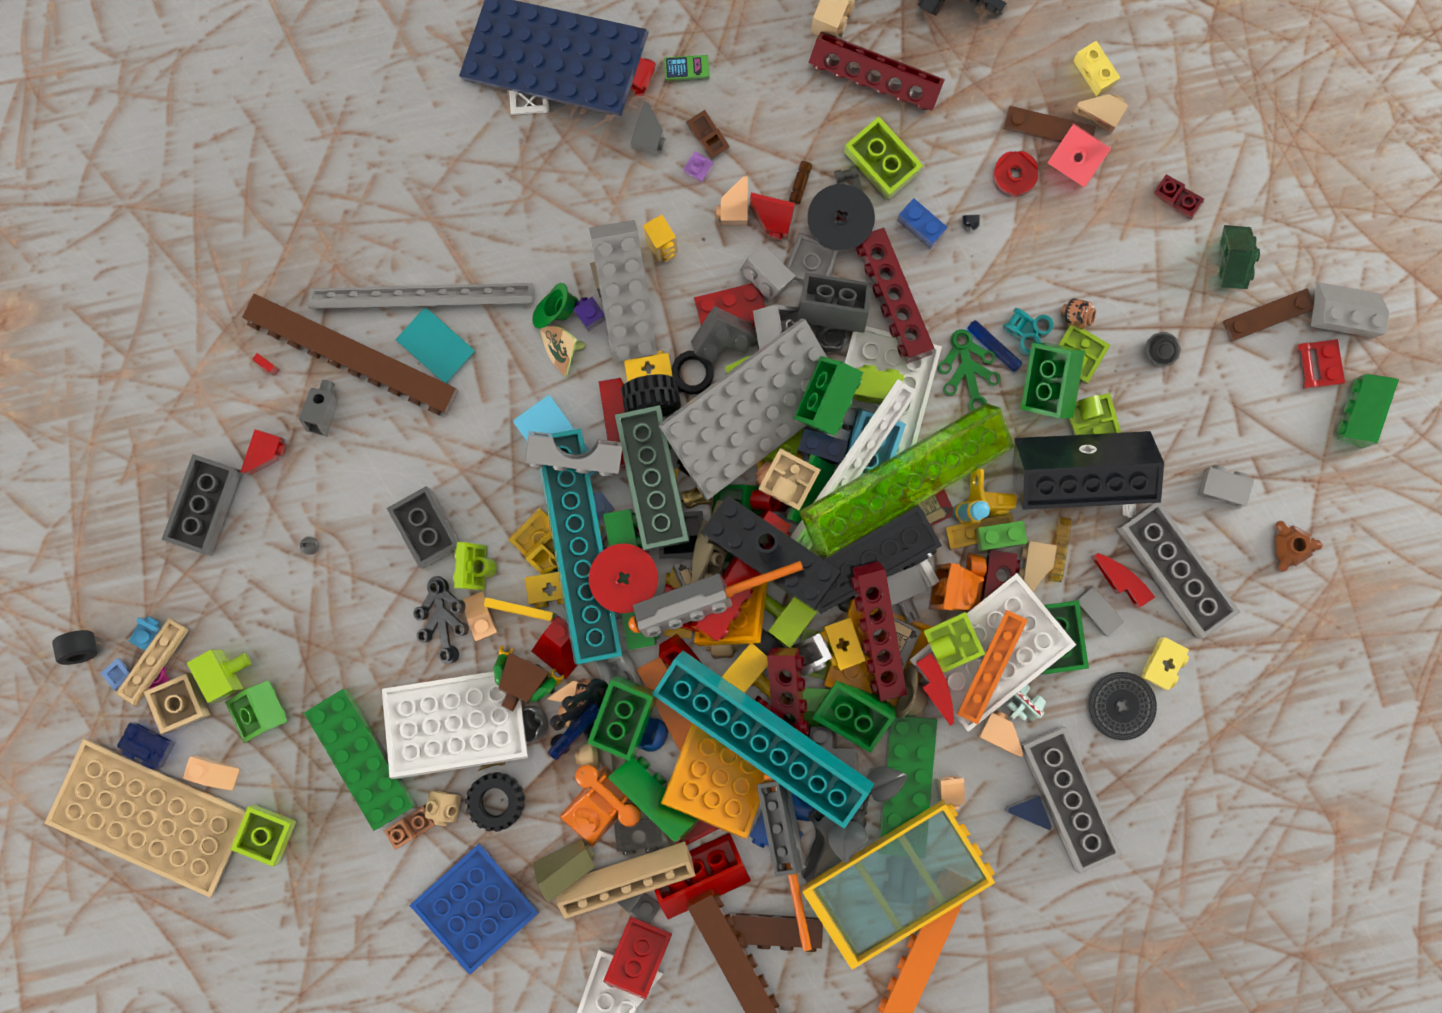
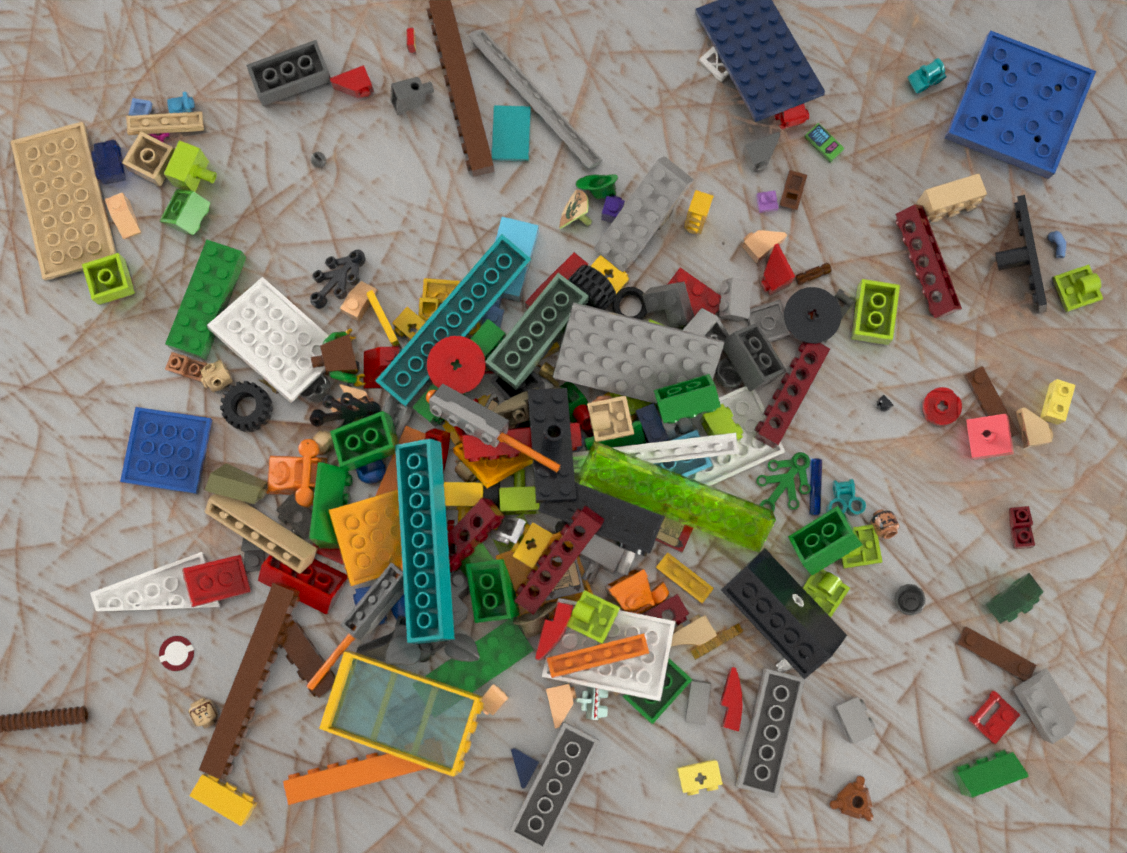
camera: 50 degrees right, 5 degrees down
(74, 647) = (136, 69): black tyre -> none
(424, 527) = (387, 219): dark grey brick -> none
(468, 566) = (387, 268): lime plate -> none
(574, 732) = (330, 418): clear blue axle -> none
(602, 457) = (496, 243): light grey arch -> none
(921, 223) = (855, 372): blue brick -> none
(983, 503) = (704, 562): yellow piece -> none
(1001, 536) = (691, 592): bright green brick -> none
(1139, 700) = (660, 780): black piece -> none

